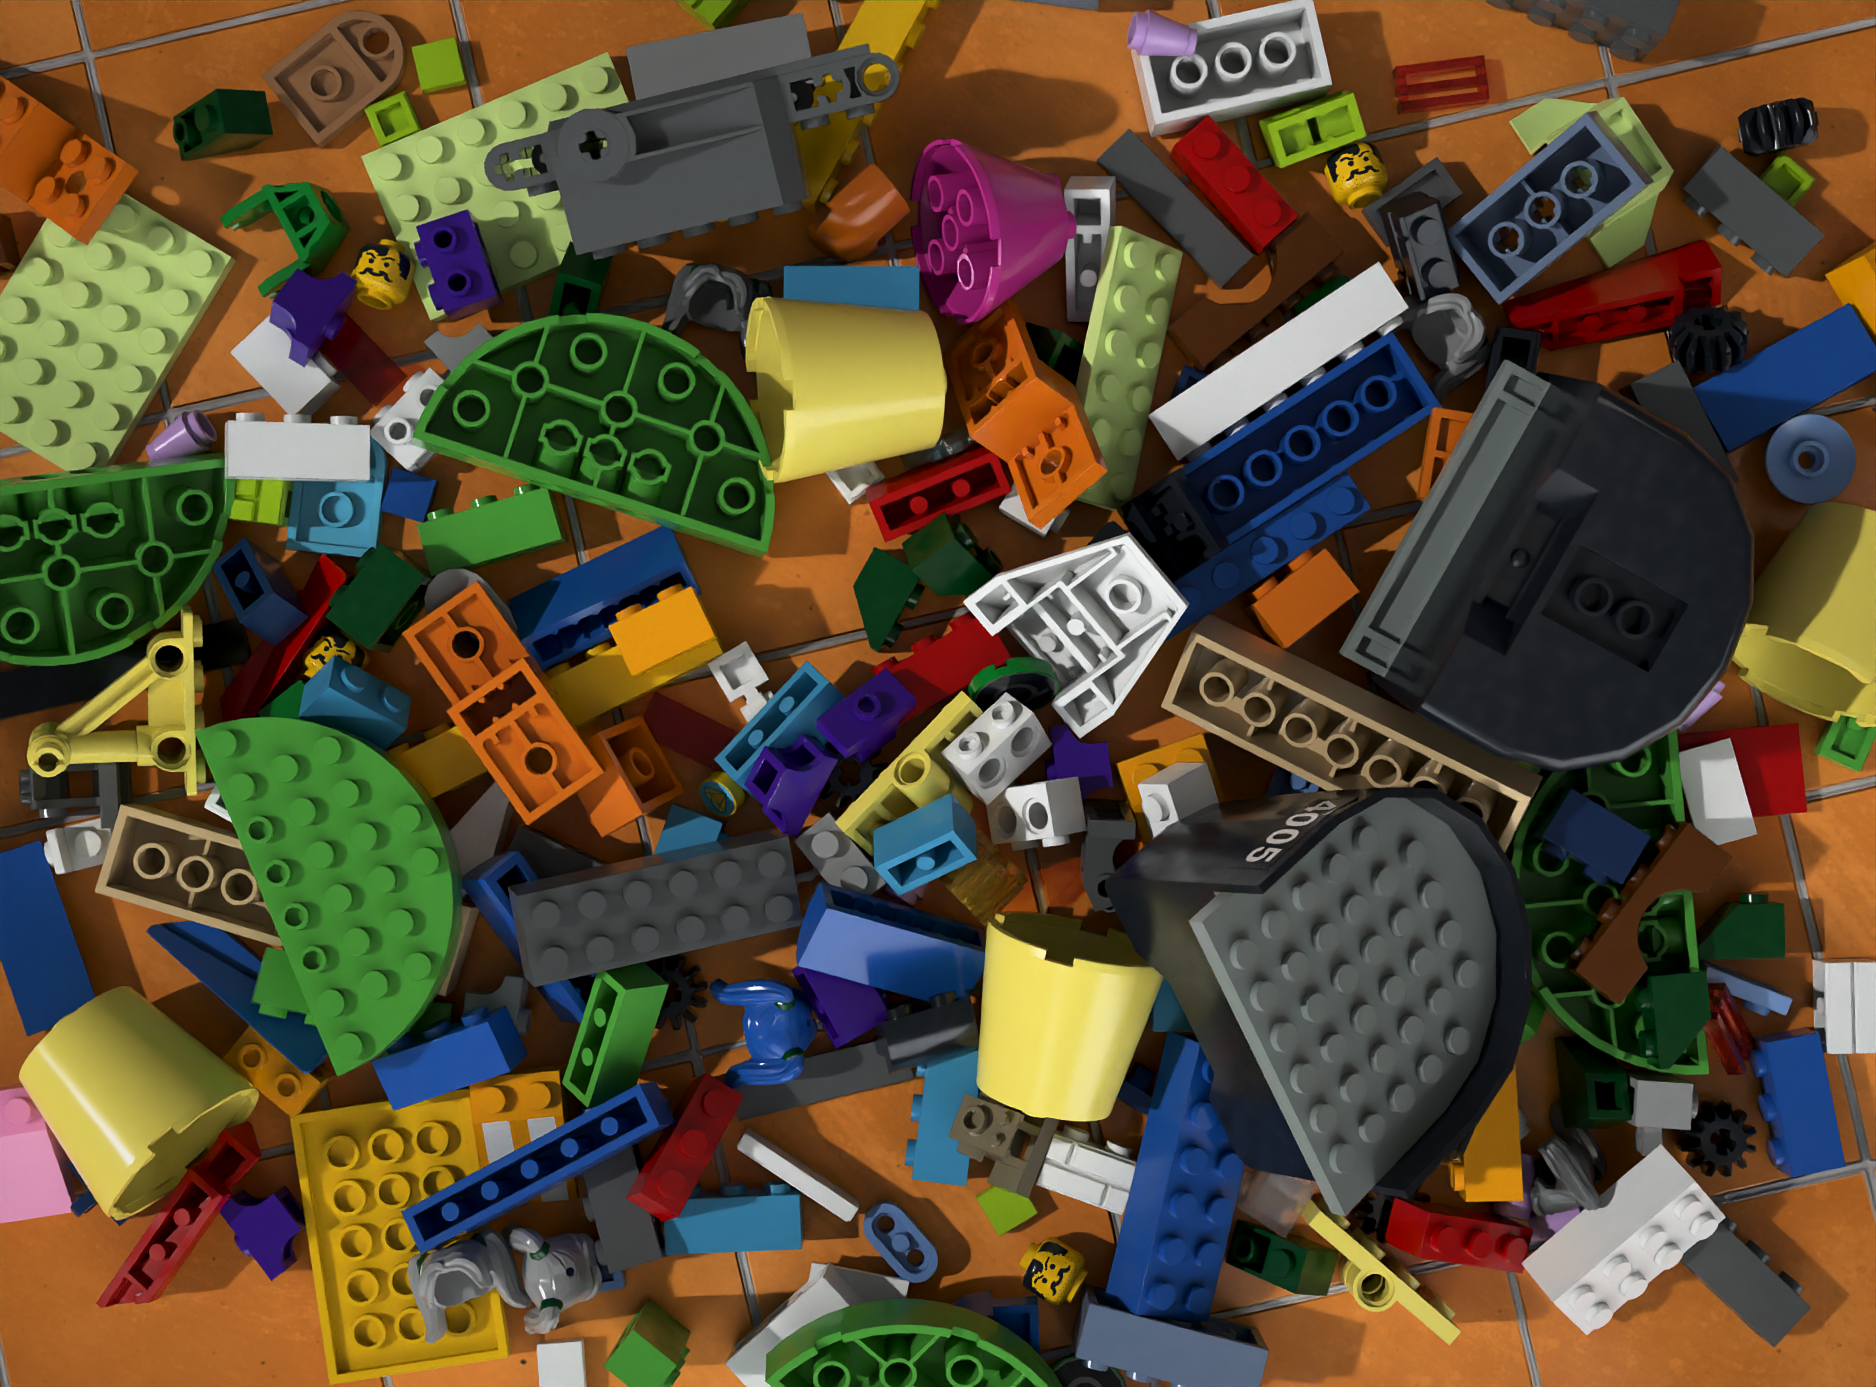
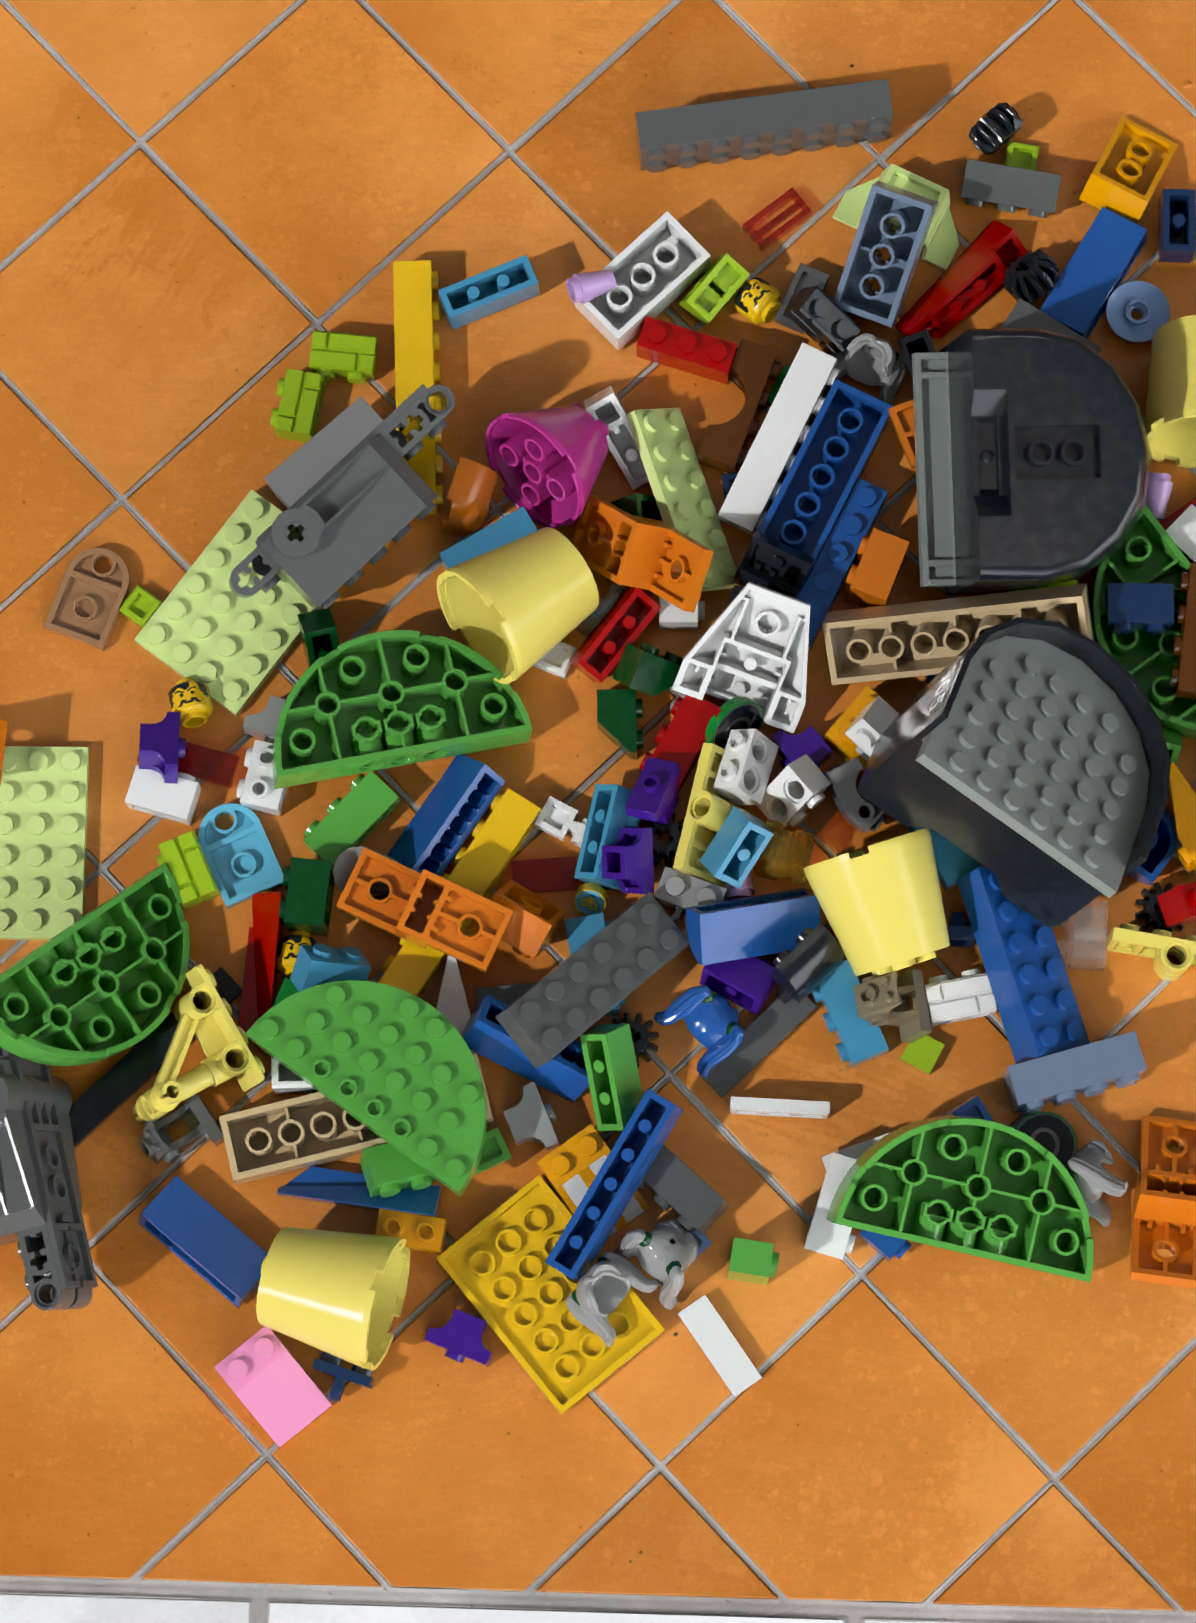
camera: 25 degrees left, 10 degrees down
(77, 846) = (204, 1166): white bracket -> none
(184, 1219) = (407, 1362): red wedge -> none
(185, 436) = (122, 873): lavender cone -> none
(222, 124) = (36, 668): dark green slope -> none
(260, 591) = (229, 936): dark blue brick -> none
(297, 449) = (203, 834): white brick -> none
(309, 220) = (114, 688): green piece -> none
(409, 495) = (284, 830): blue tile -> none
(439, 65) = (150, 557): lime tile -> none
(449, 1056) = (517, 1152): blue brick -> none
(458, 265) = (238, 667): dark purple brick -> none
(662, 630) = (496, 812): light orange brick -> none
(684, 1147) = (698, 1125): red brick -> none
(713, 298) = (407, 598): dark grey hair -> none
(738, 1220) = (755, 1158): dark azure brick -> none
(899, 1241) = (869, 1112): medium blue plate -> none
(1053, 1271) = (976, 1074): yellow head -> none
(1174, 209) = (659, 385): dark grey tile -> none
(1285, 1262) = (1114, 982): dark green slope -> none

